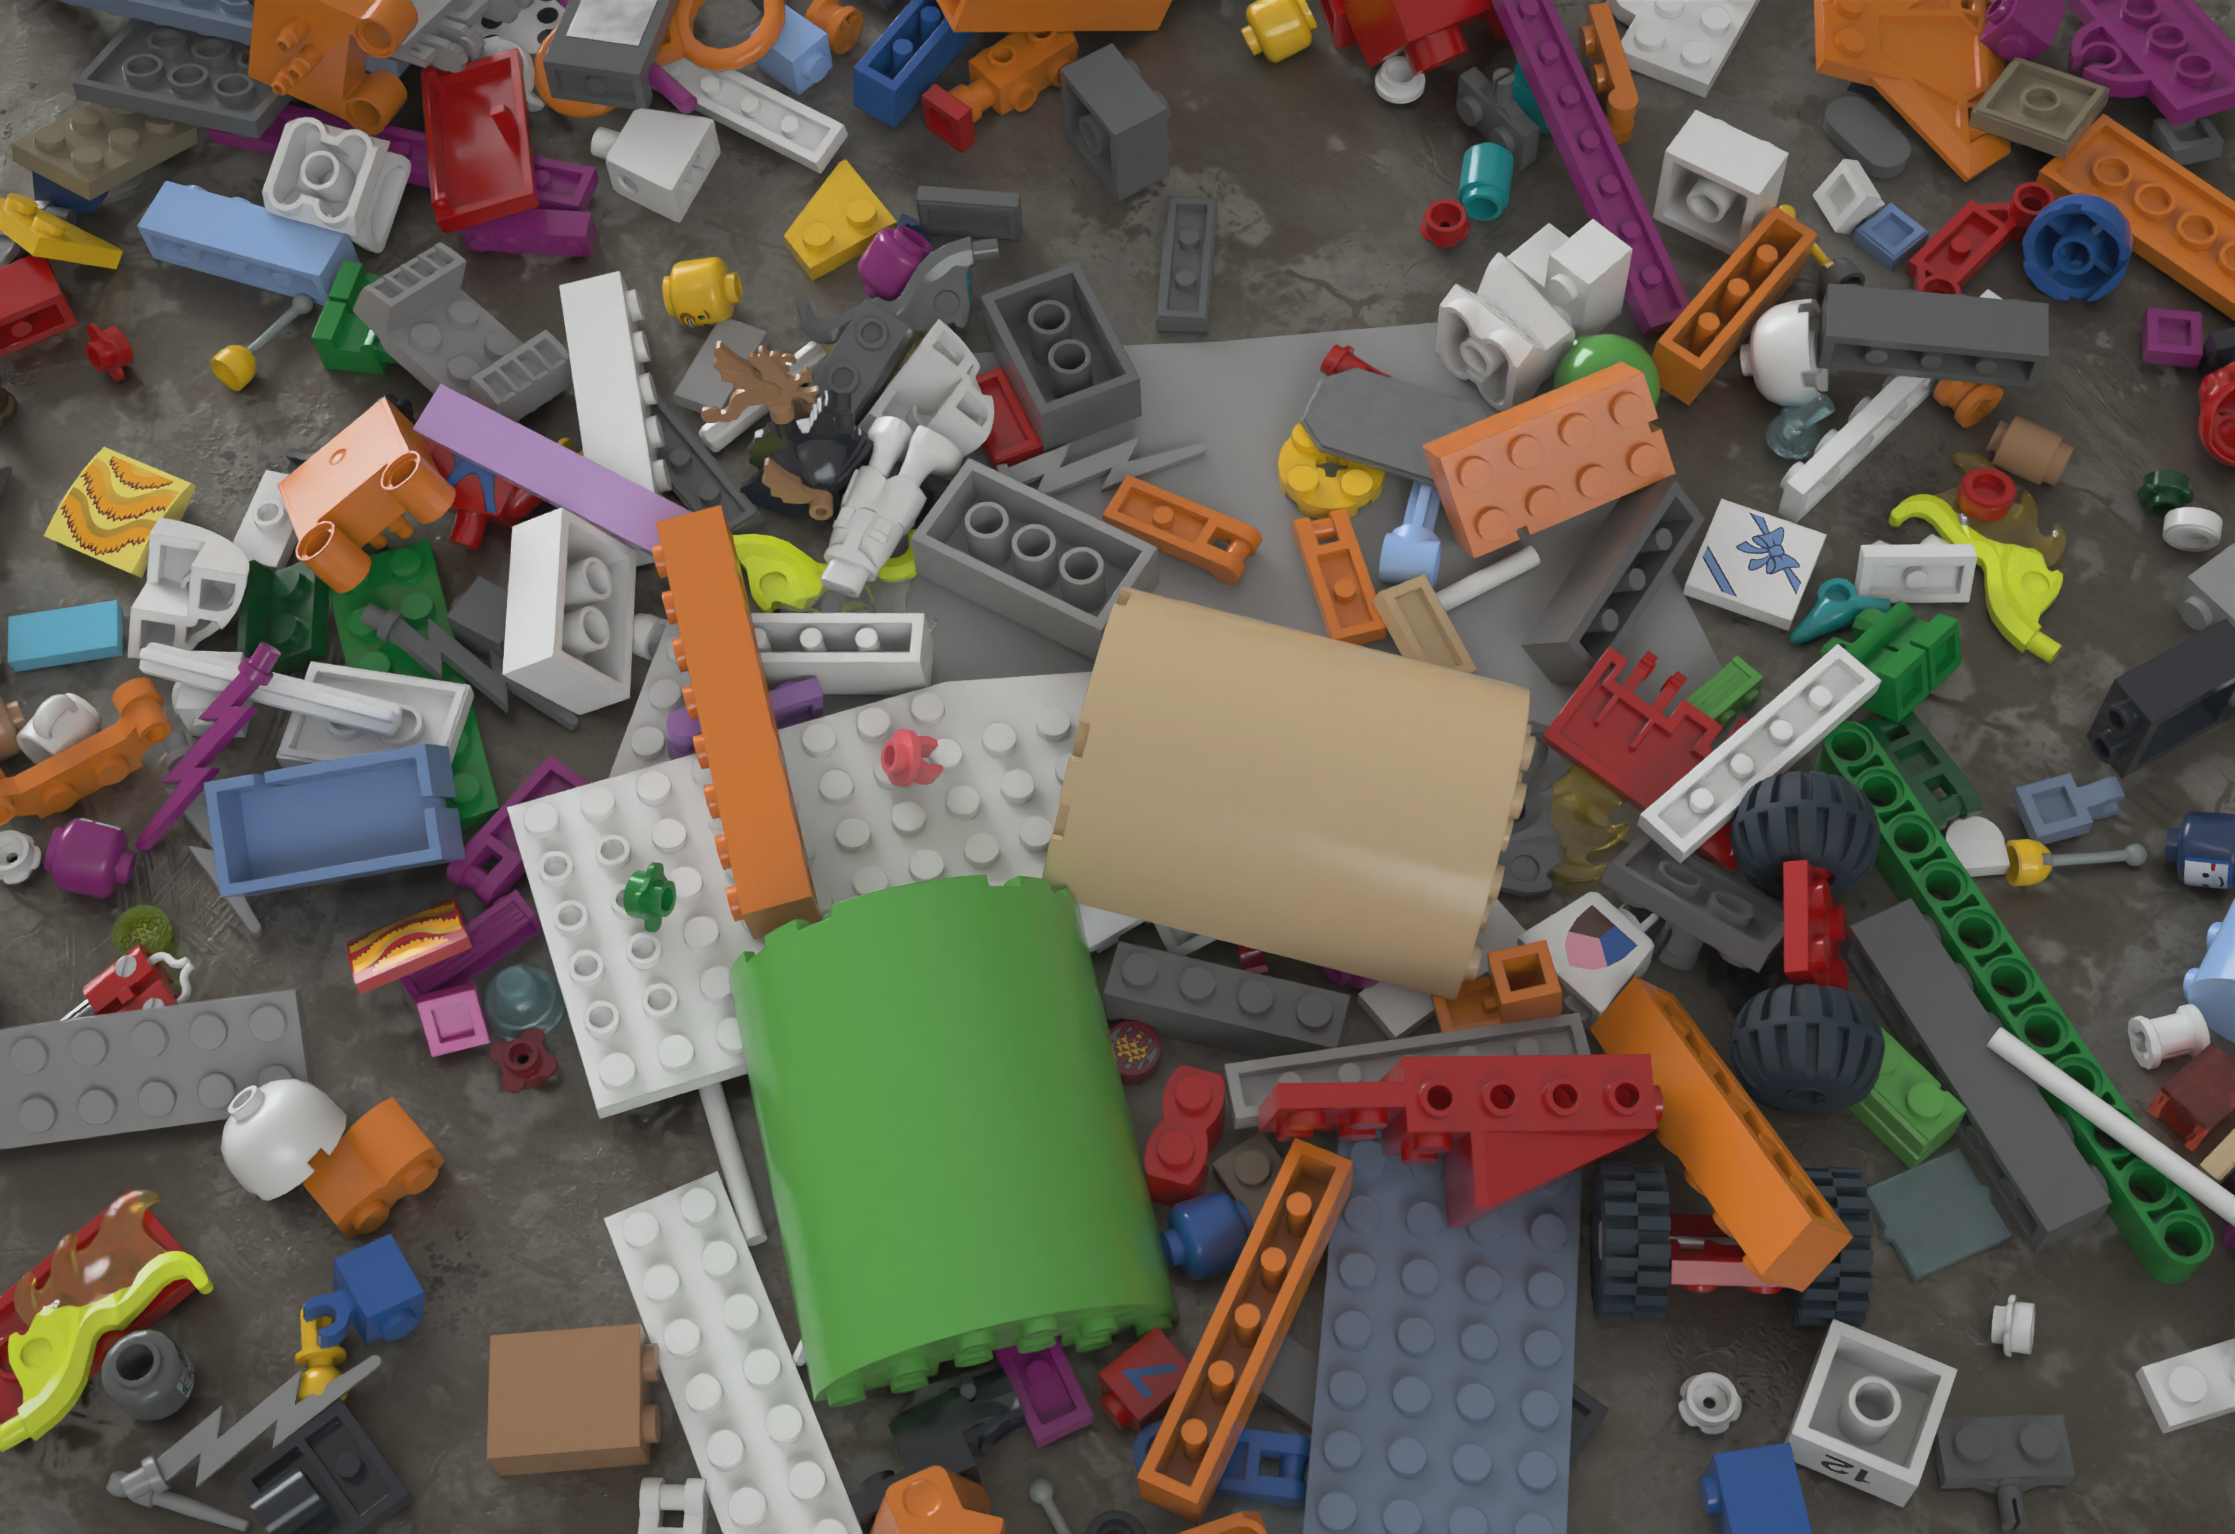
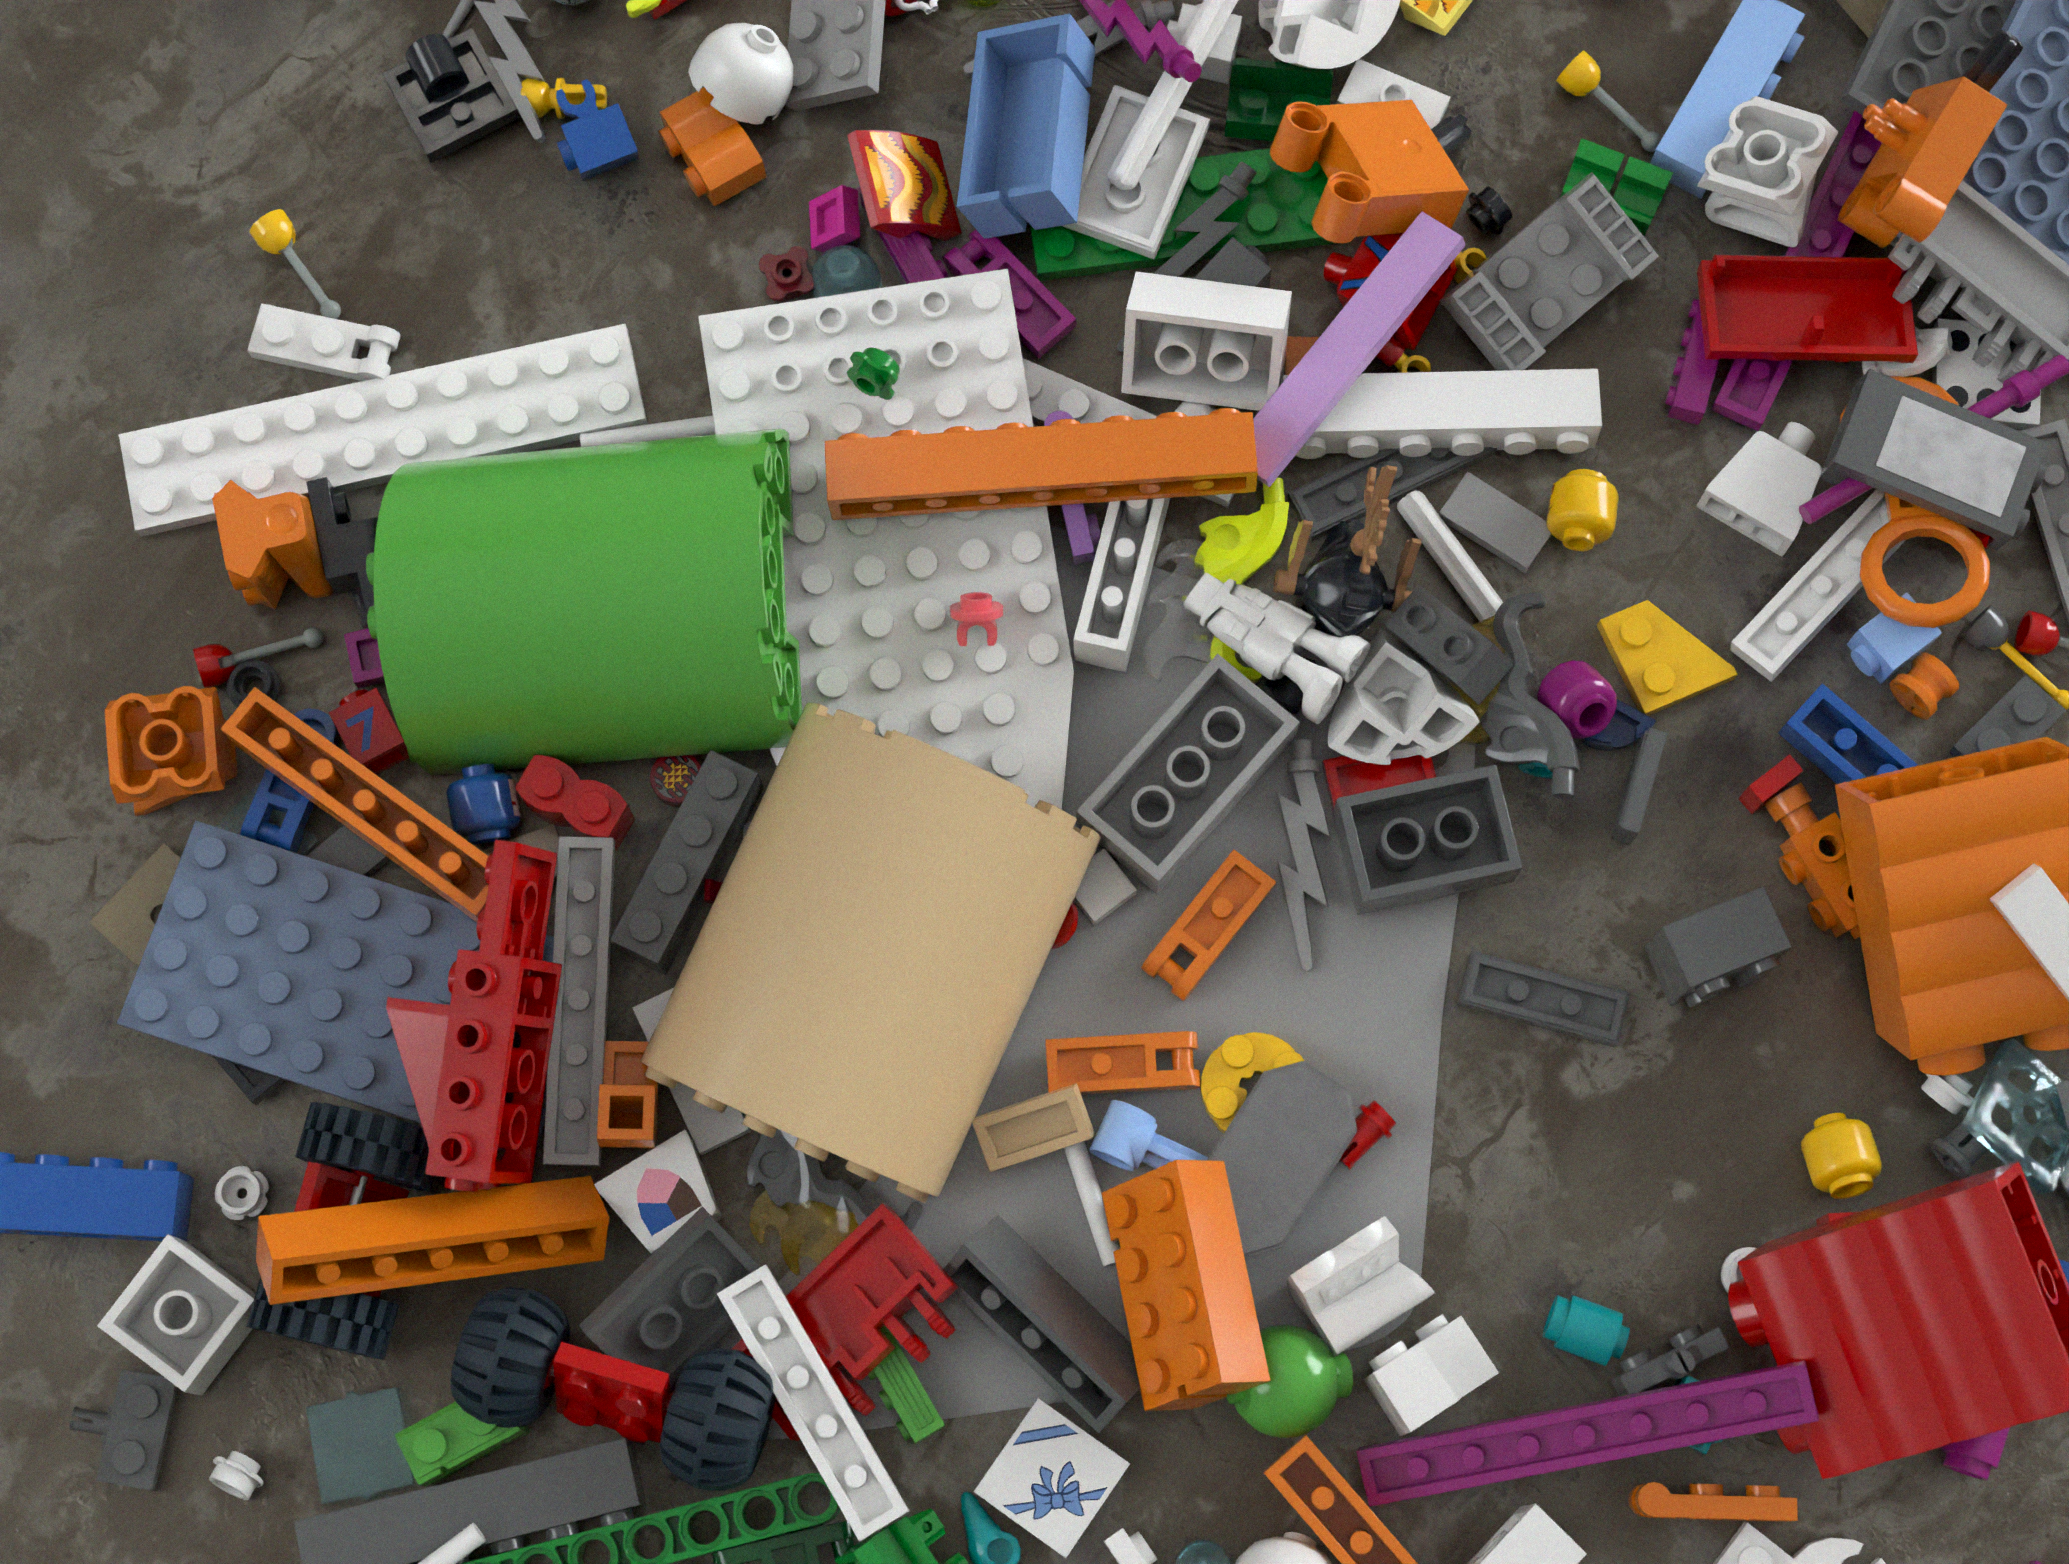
camera: 100 degrees right, 15 degrees up
(572, 1399) = (473, 282): medium nougat brick -> none
(1445, 214) = (1554, 1268): red plate -> none

